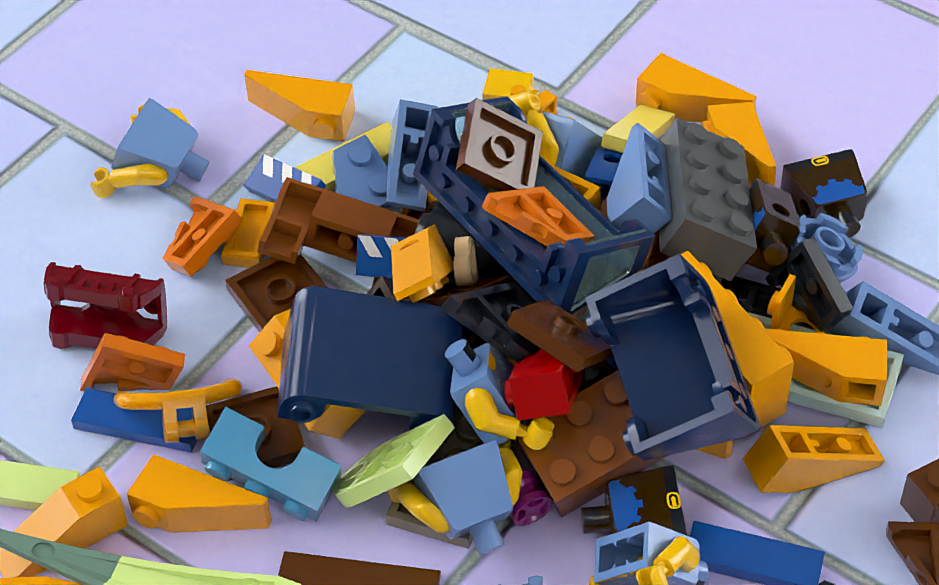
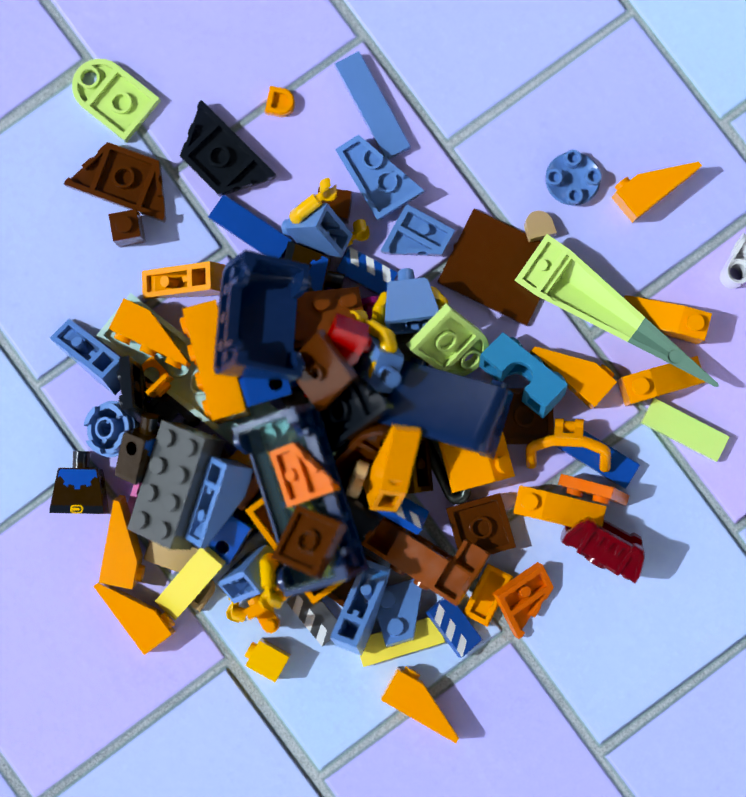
camera: 160 degrees left, 35 degrees up
(152, 152) = (538, 689): medium blue torso -> none
(193, 326) = (556, 507): none -> light orange slope
(551, 551) = (366, 271): none -> blue tile

